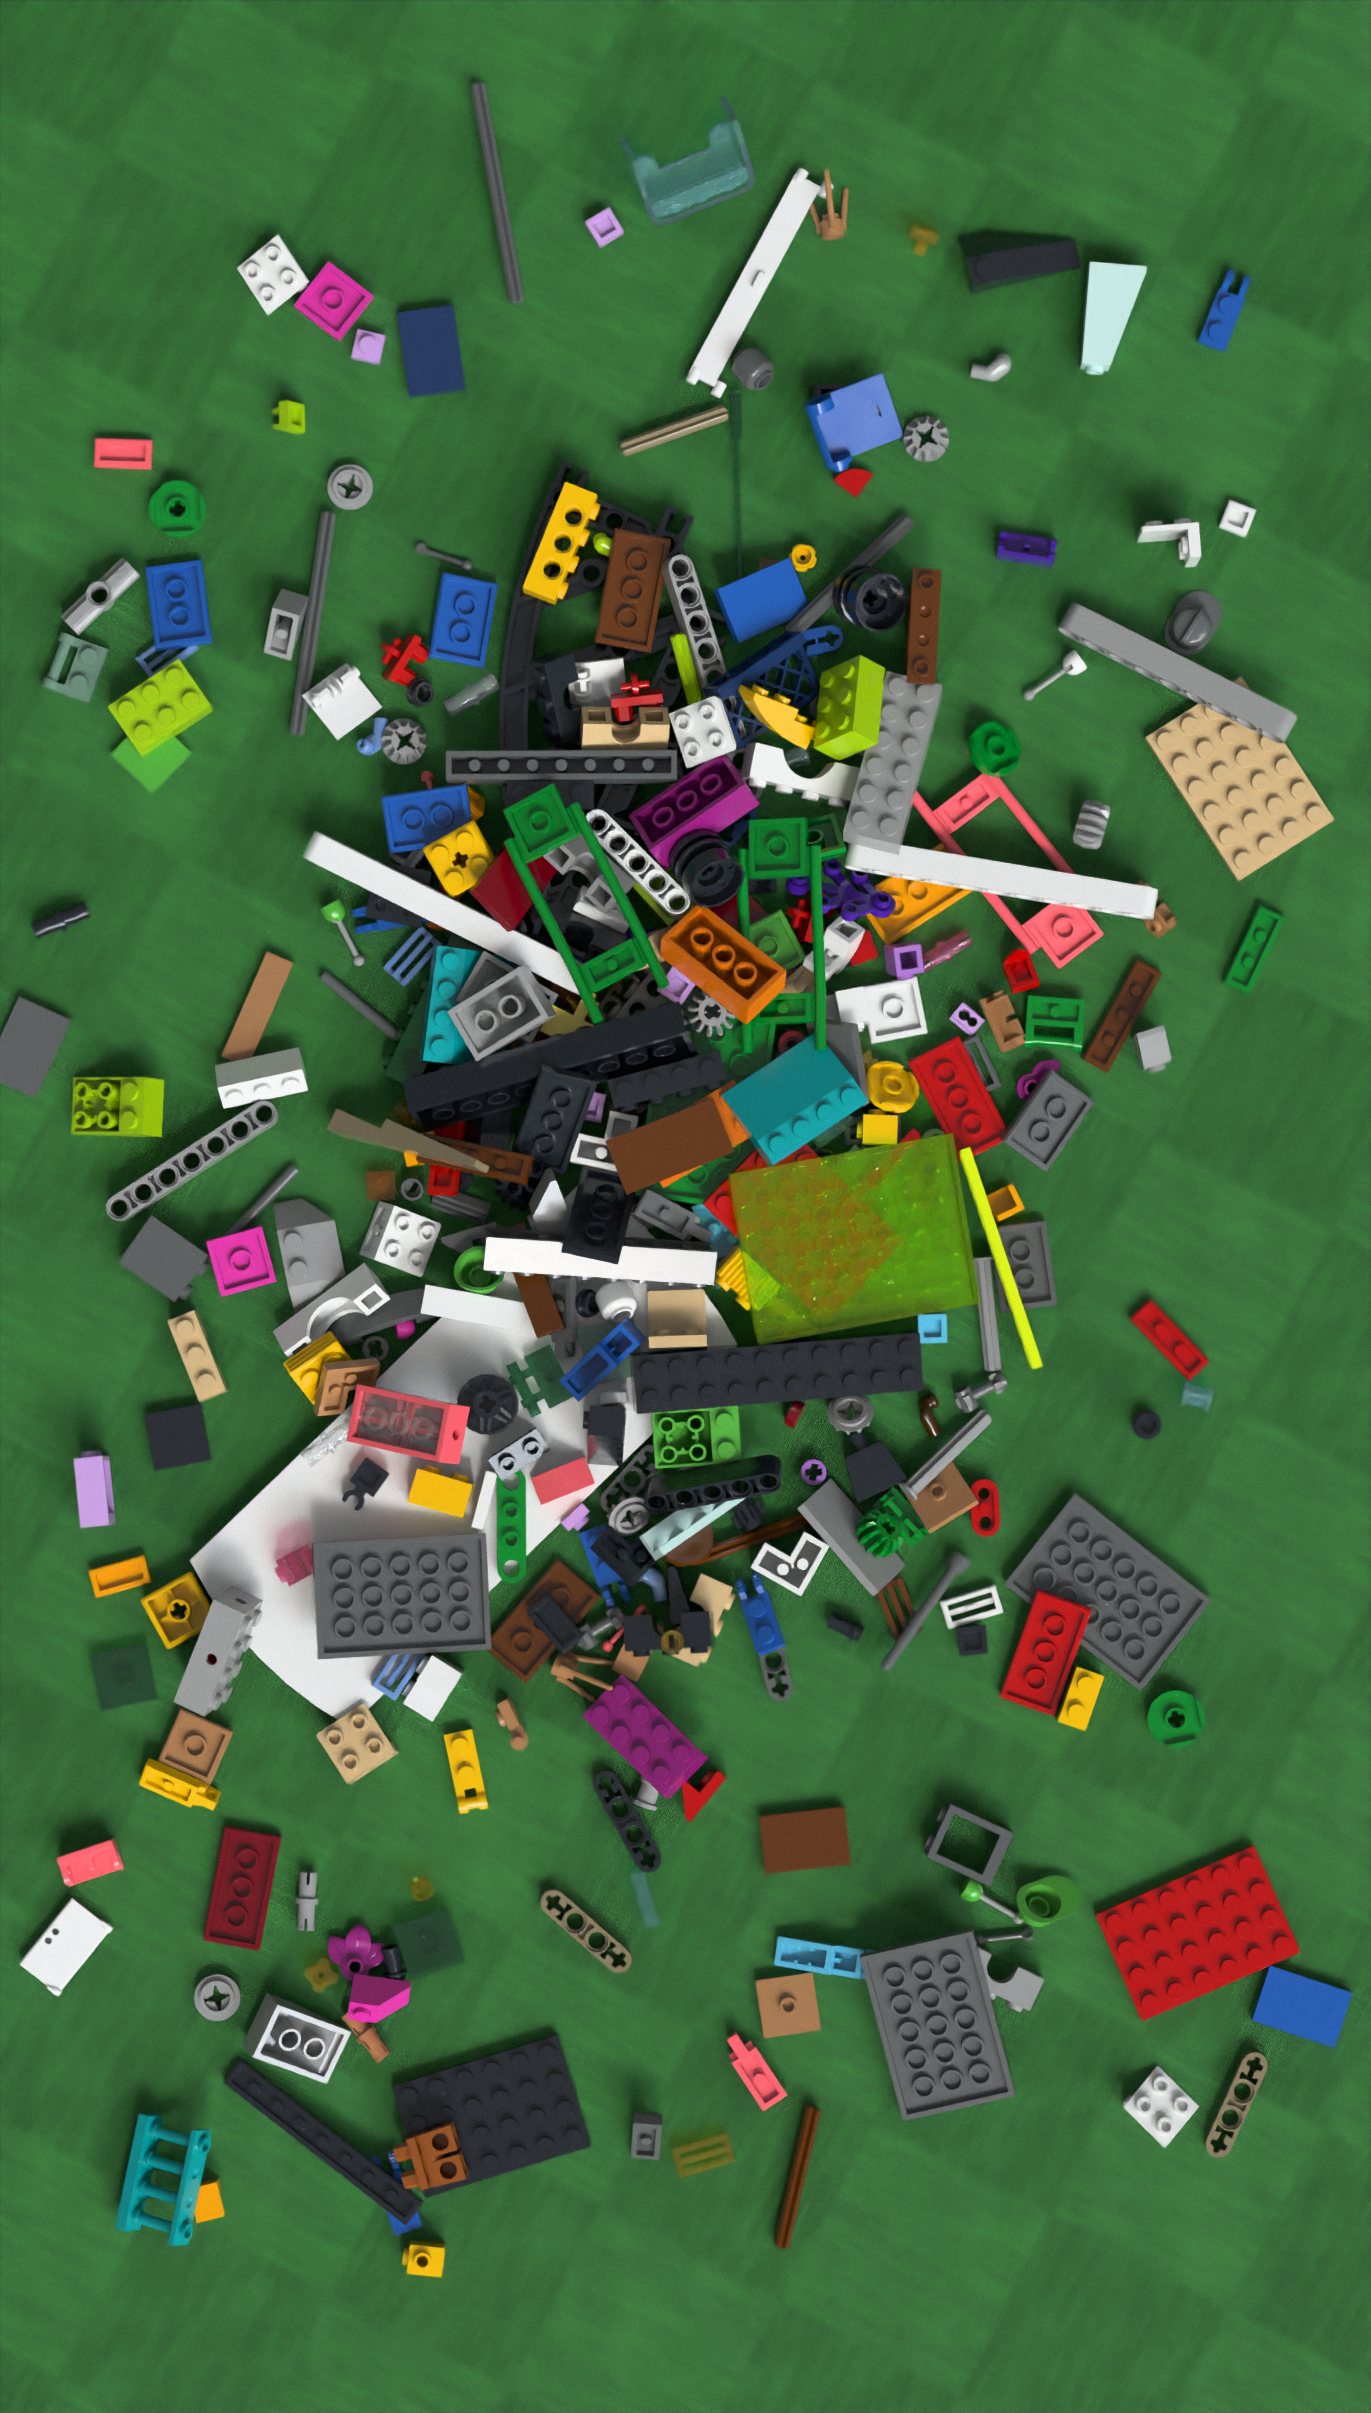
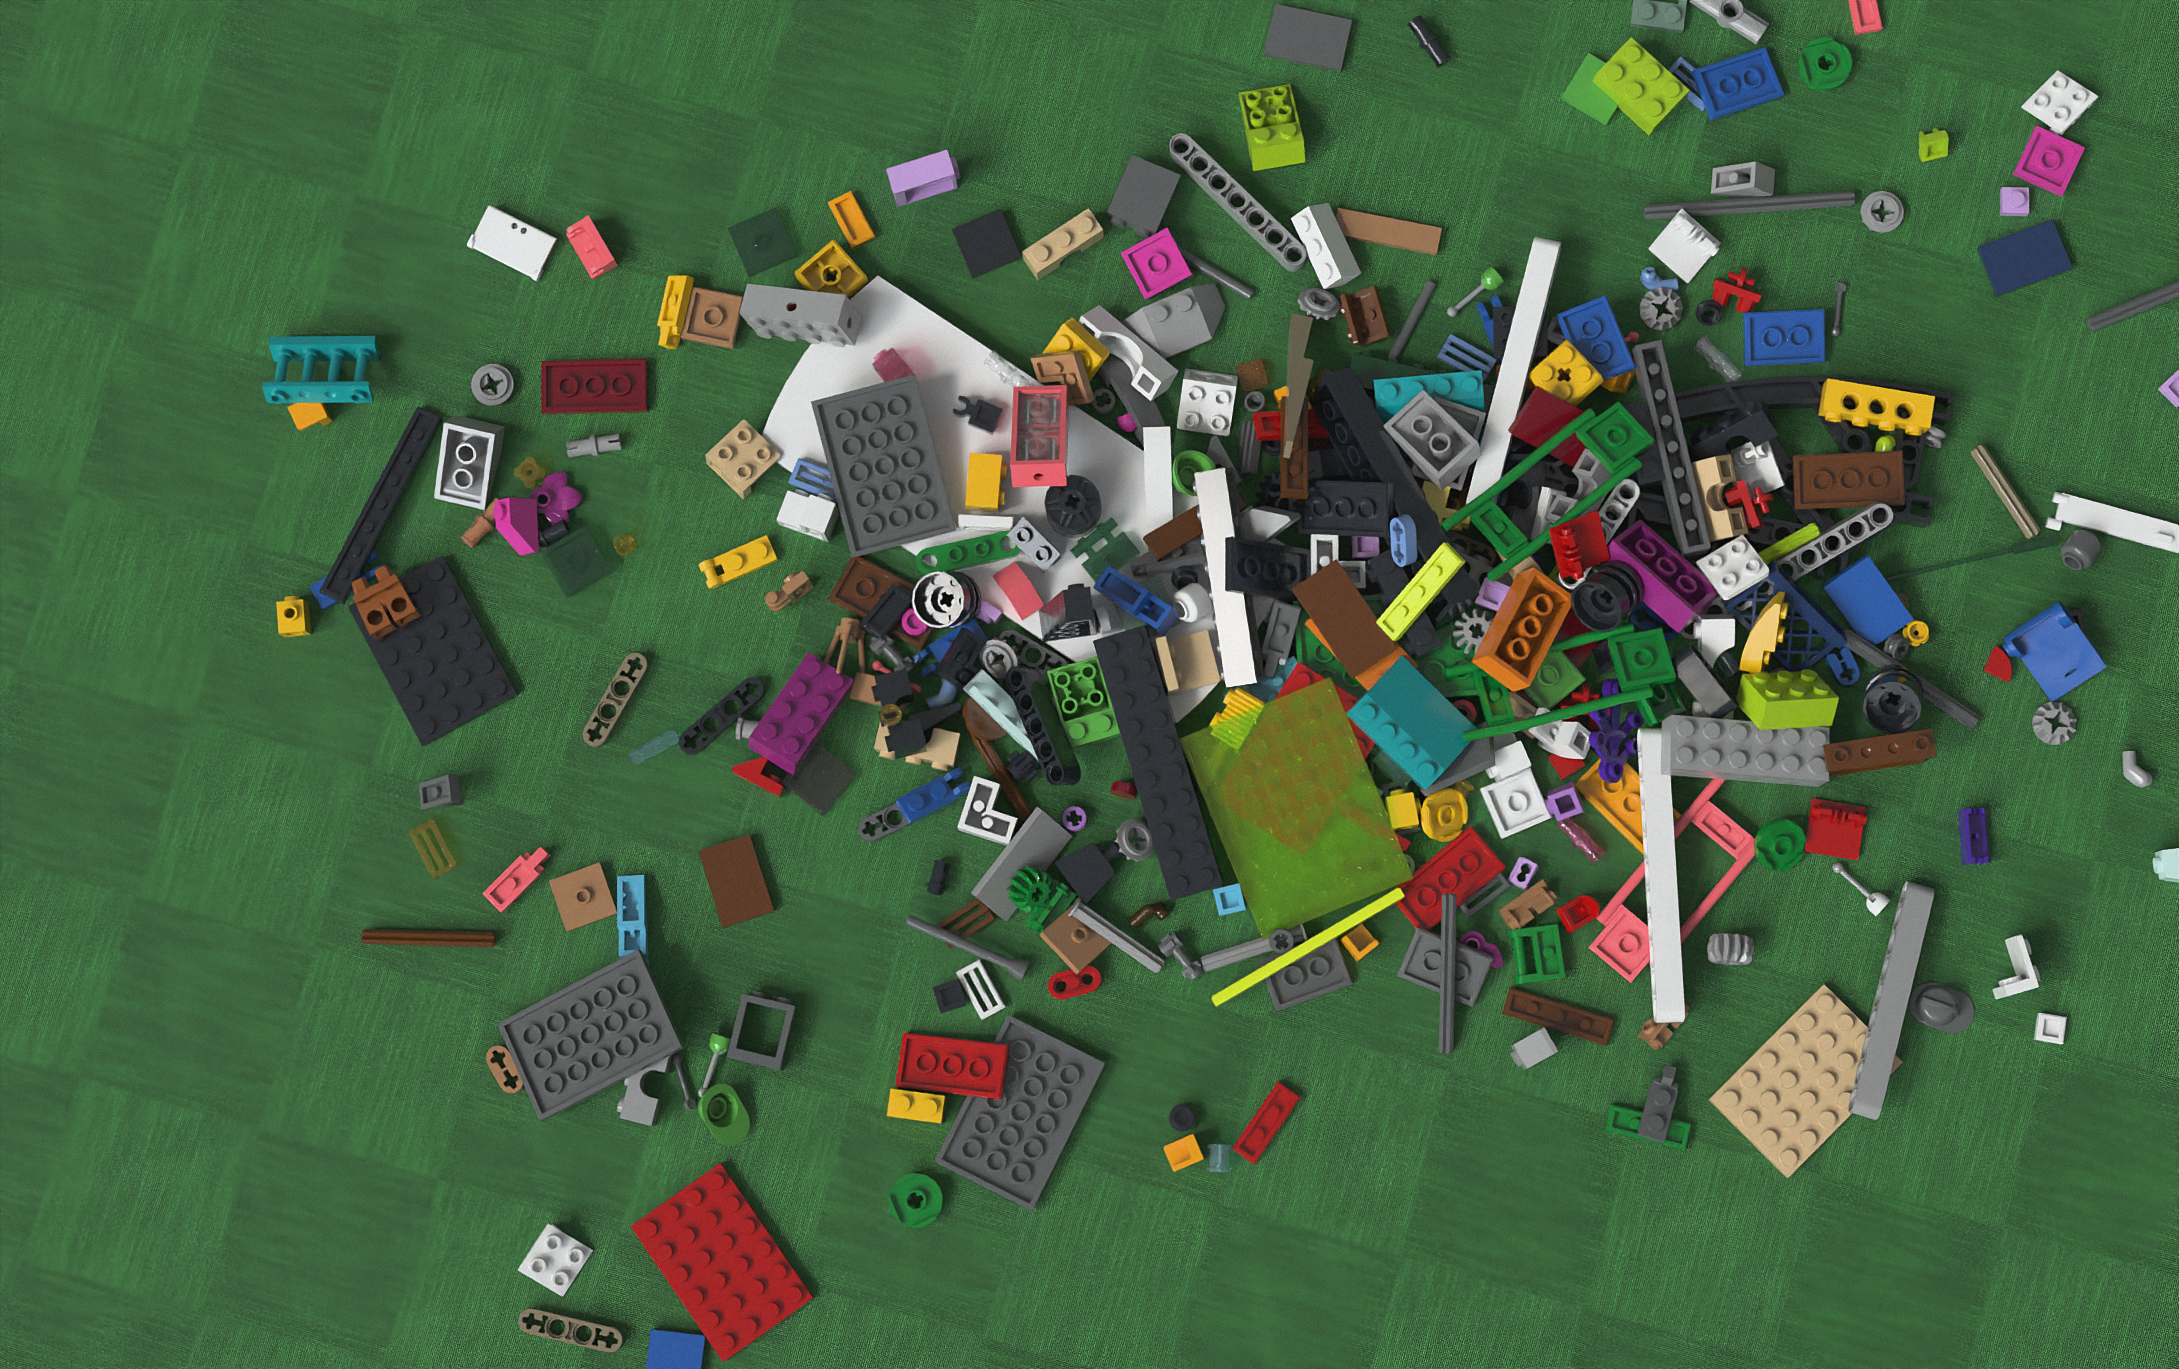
camera: 85 degrees right, 5 degrees down
(316, 1091) = (1318, 303): none -> light grey gear
(345, 1053) = (1365, 317): none -> reddish brown bracket
(562, 1572) = (933, 596): none -> black wheel
(571, 1596) = (912, 623): none -> dark pink tile
(602, 489) = (1934, 437): none -> light grey bush
(604, 1067) = (1403, 540): none -> medium blue beam
(648, 886) = (1579, 544): none -> red hinge
(663, 1061) = (1420, 591): none -> neon yellow tile
(716, 1730) = (820, 779): none -> clear smoke tile
(814, 581) = (1896, 647): none -> dark grey bush
(814, 789) = (1703, 682): none -> beam
(954, 2128) = (499, 1072): none -> medium nougat beam
(987, 1275) = (1272, 942): none -> dark grey bush
(988, 688) = (1835, 829): none -> red hinge
(1056, 1119) = (1447, 973): none -> dark grey axle
(1183, 1431) = (1183, 1153): none -> light orange panel
(1236, 934) = (1659, 1106): none -> dark grey hinge

